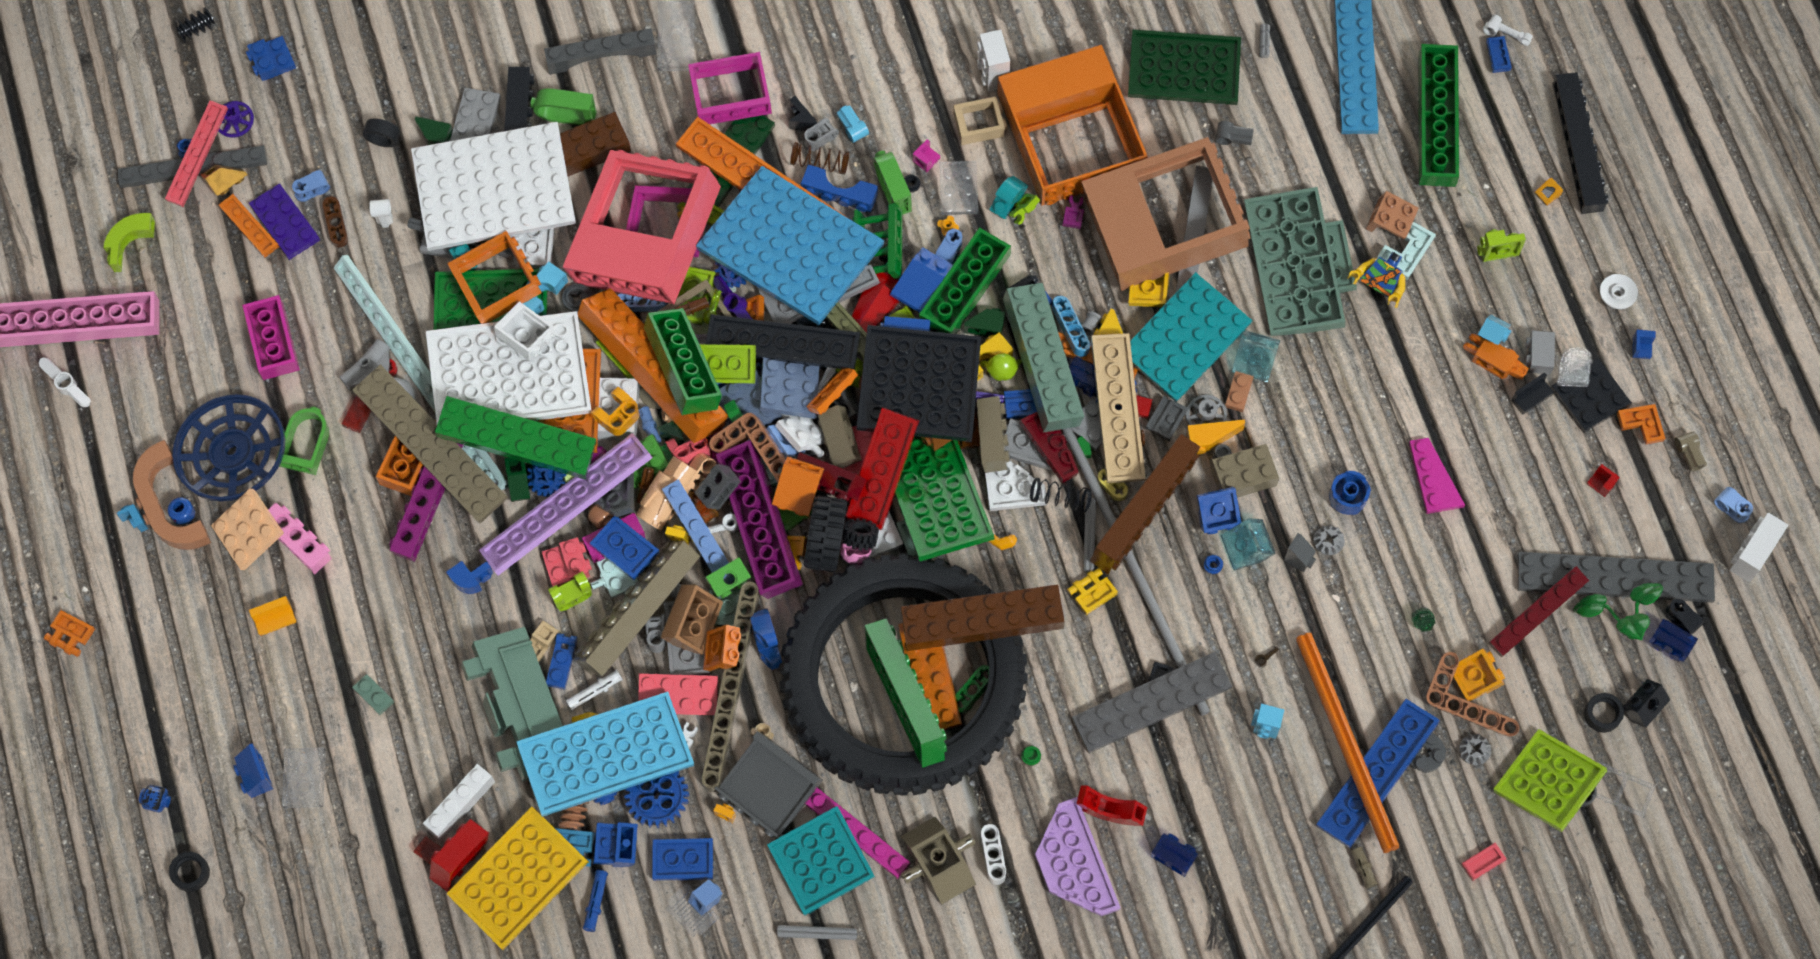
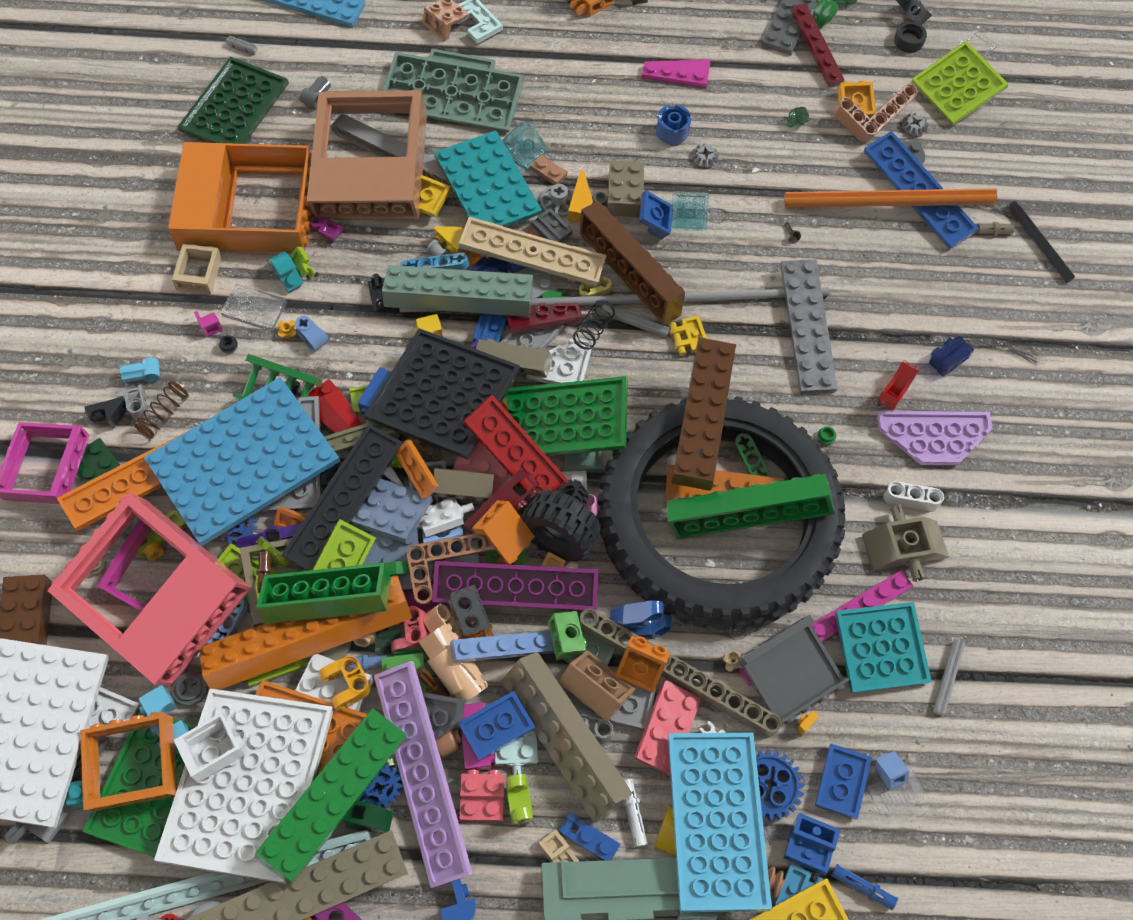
camera: 75 degrees left, 5 degrees down
(677, 533) = (500, 668): yellow plate -> none
(725, 525) = (505, 622): white brick -> none
(860, 196) = (220, 389): blue arch -> none
(892, 180) = (220, 354): bright green window -> none
(921, 279) = (333, 363): blue slope -> none
(966, 282) = (353, 329): green brick -> none
(986, 323) = (401, 328): dark green slope -> none
(992, 58) = (147, 229): white brick -> none
(1002, 366) = (450, 328): lime hair -> none
(1159, 670) = (779, 312): black tile -> none
(1213, 559) = (697, 236): blue plate -> none
(1267, 721) = (856, 245): medium azure brick -> none
(1300, 554) = (712, 175): dark grey slope -> none
(1382, 276) = (497, 37): torso -> none
(1483, 861) = (1008, 151): coral tile -> none

